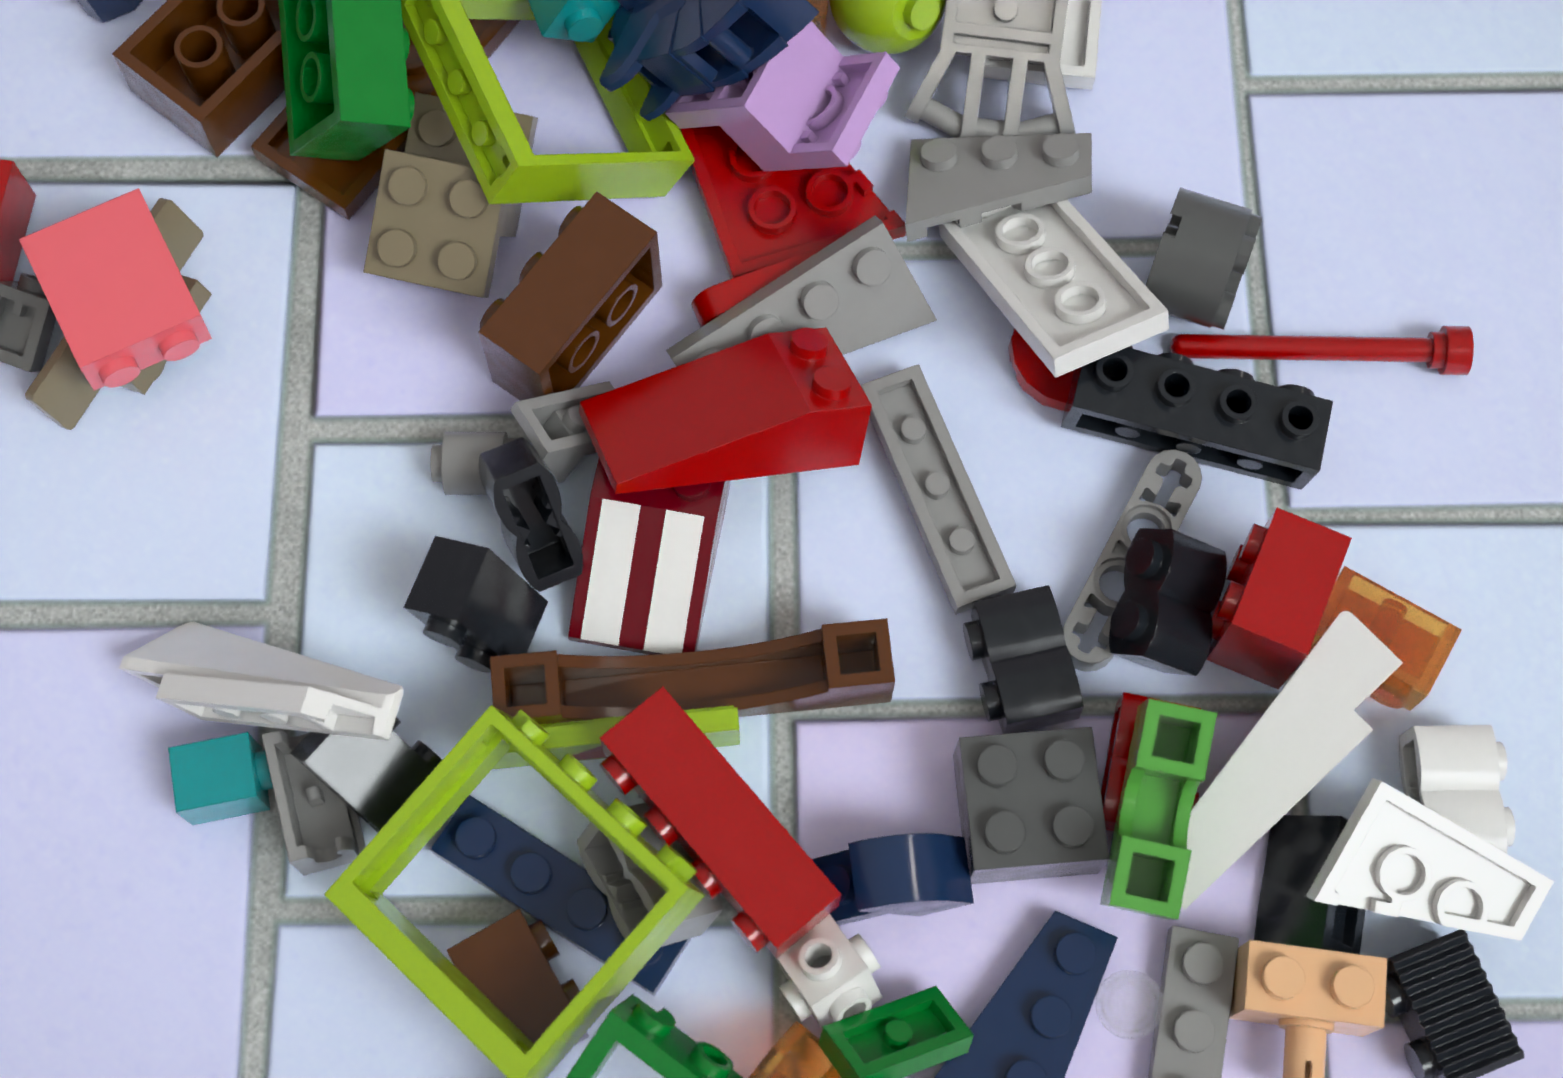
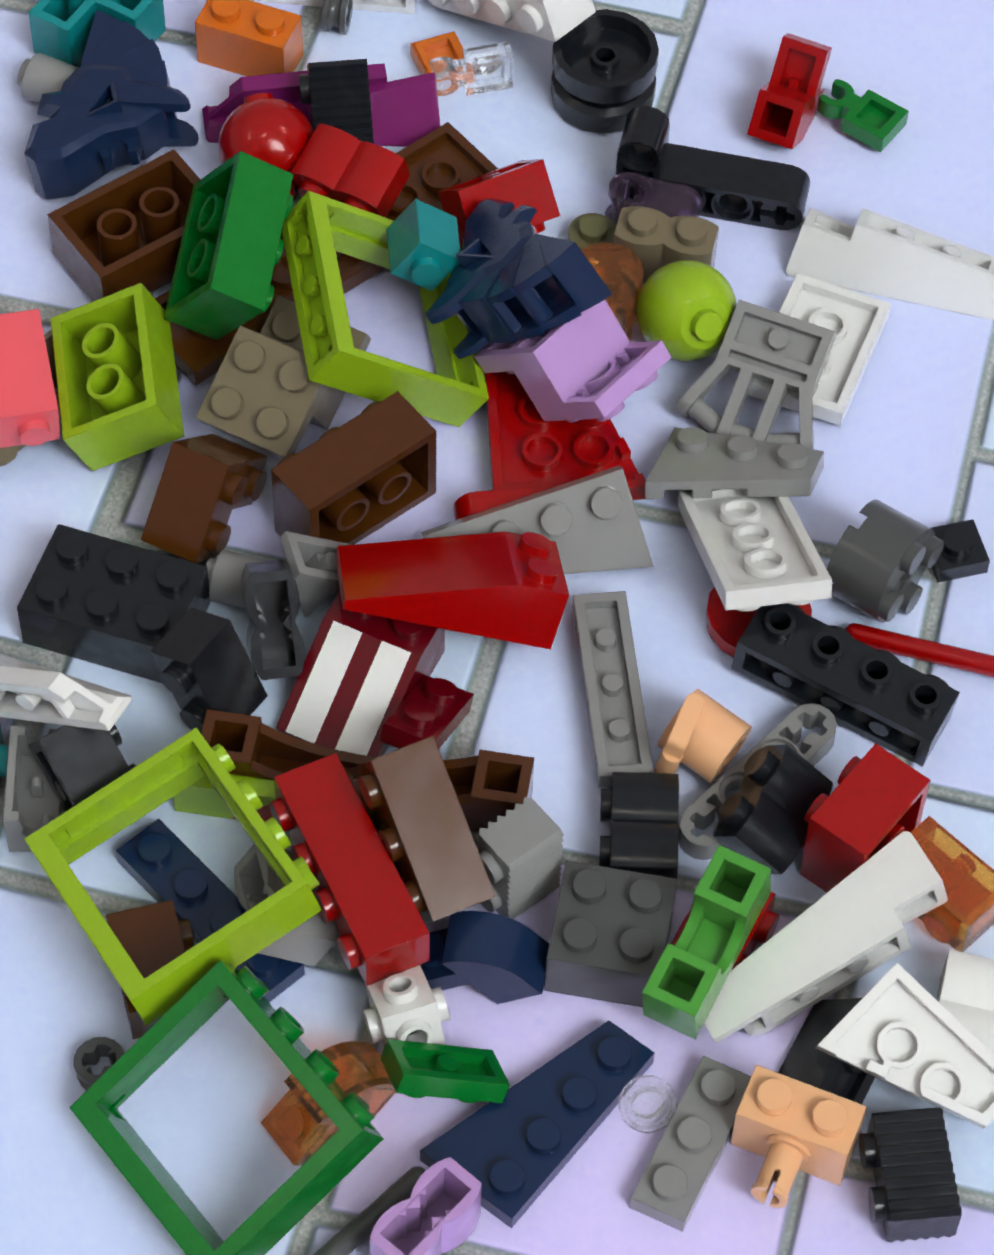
camera: 15 degrees right, 15 degrees down
(255, 243) = (116, 377): none -> lime brick
(331, 531) = (108, 600): none -> black brick
(396, 367) = (197, 493): none -> reddish brown brick
(740, 586) = (429, 710): none -> dark red plate
(789, 754) = (423, 829): none -> reddish brown brick
(902, 748) = (521, 858): none -> light grey brick
(1059, 531) = (701, 737): none -> light nougat piece
(1272, 202) = (962, 551): none -> black plate

